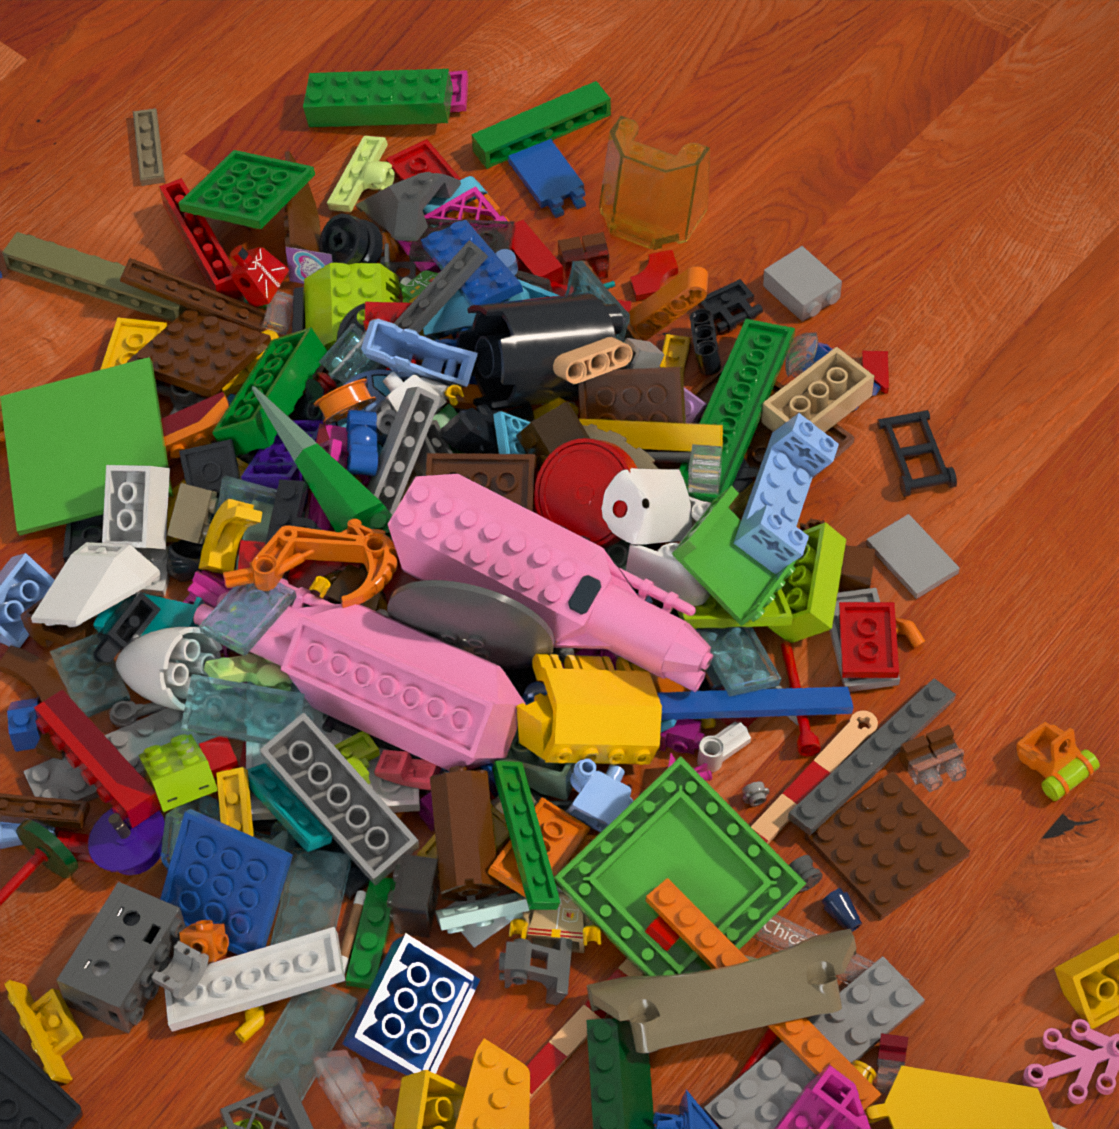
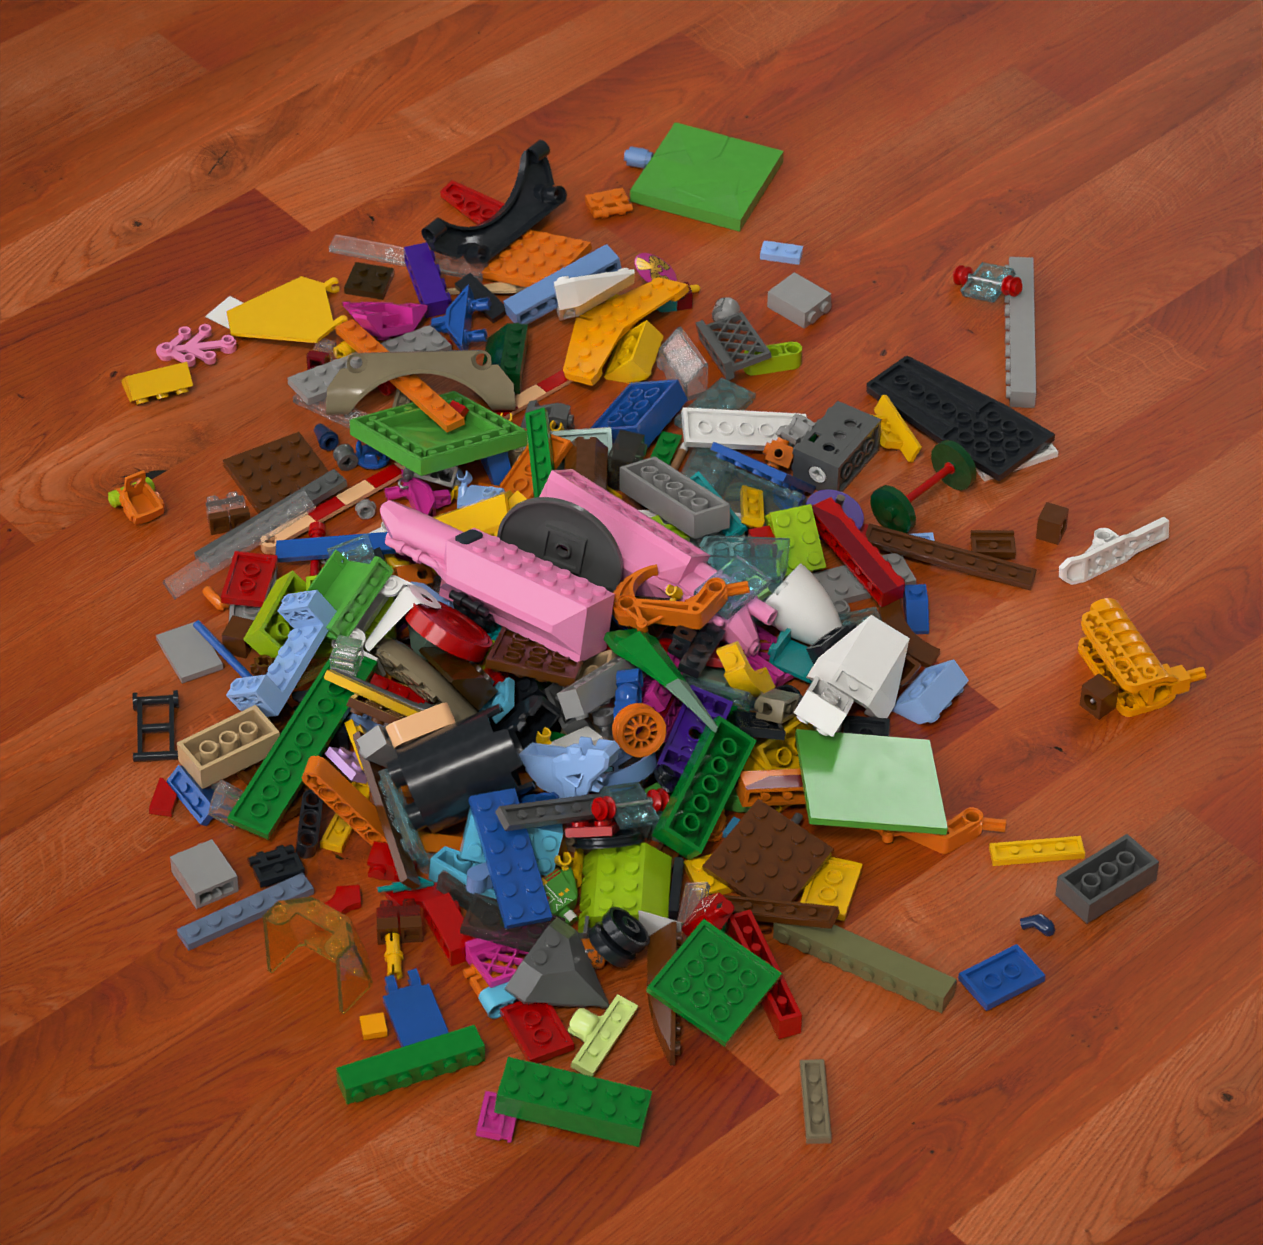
camera: 175 degrees left, 10 degrees down
(582, 225) = (393, 955): none -> yellow pin
(587, 163) = (373, 1026): none -> light orange tile
(758, 252) = (242, 912): none -> sand blue plate
(811, 511) = (221, 649): none -> blue bar
(896, 696) = (243, 541): none -> clear plate

